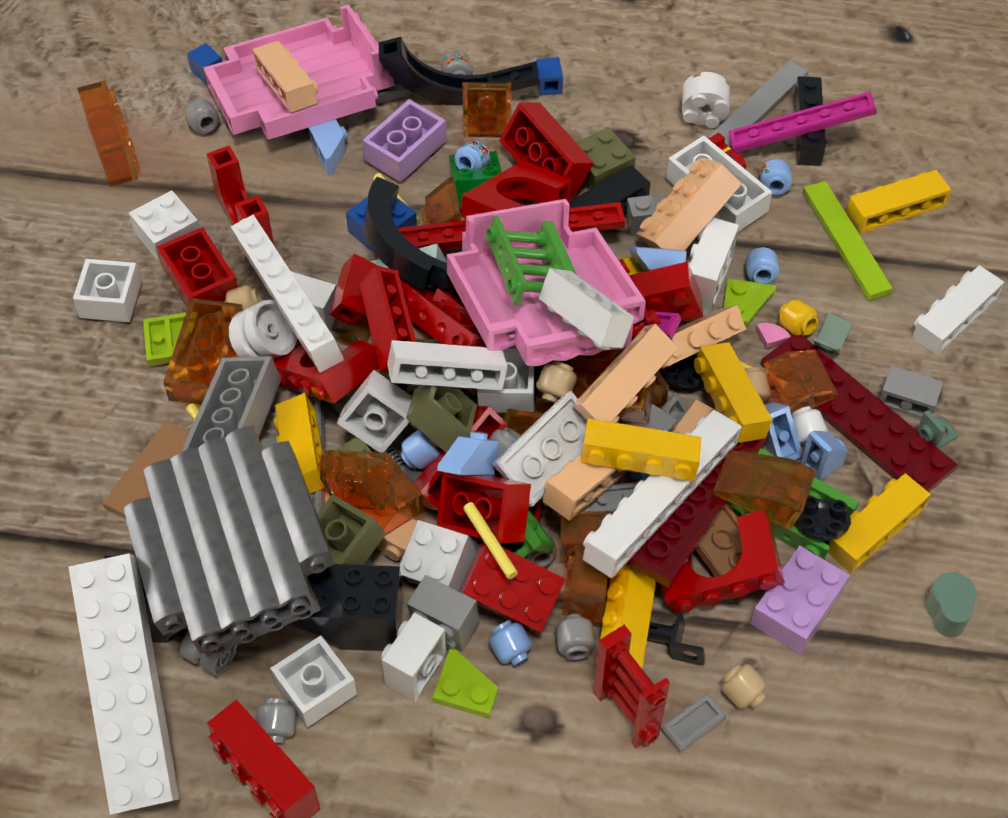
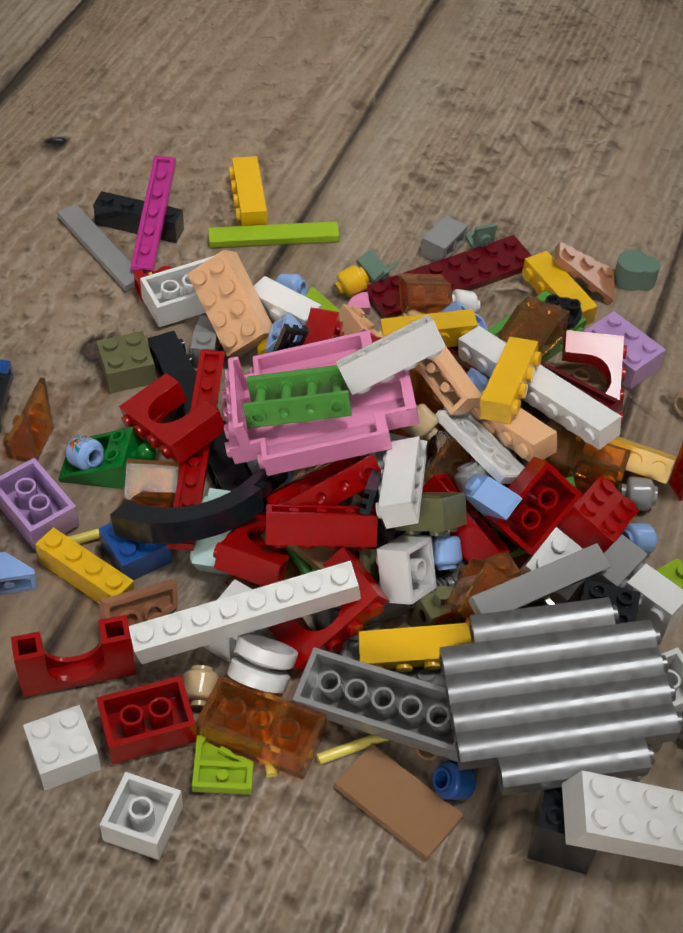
camera: 80 degrees left, 5 degrees down
(307, 236) = (142, 603): none -> nougat wing
(343, 193) = (81, 567): none -> yellow brick
(372, 517) = (541, 581): none -> light grey tile
(418, 334) = (370, 492): none -> black tile
(490, 540) = (579, 501): light yellow bar -> none
(542, 141) = (97, 392): red brick -> none
(637, 261) = (288, 335): none -> black tile
(673, 636) = (644, 432): black bracket -> none
(706, 99) = (89, 270): white brick -> none
(776, 176) = (192, 251): light blue head -> none
(823, 453) = (495, 301): light blue slope -> none
(921, 545) = (594, 273): none -> nougat wing
(957, 309) = (371, 192): white brick -> none

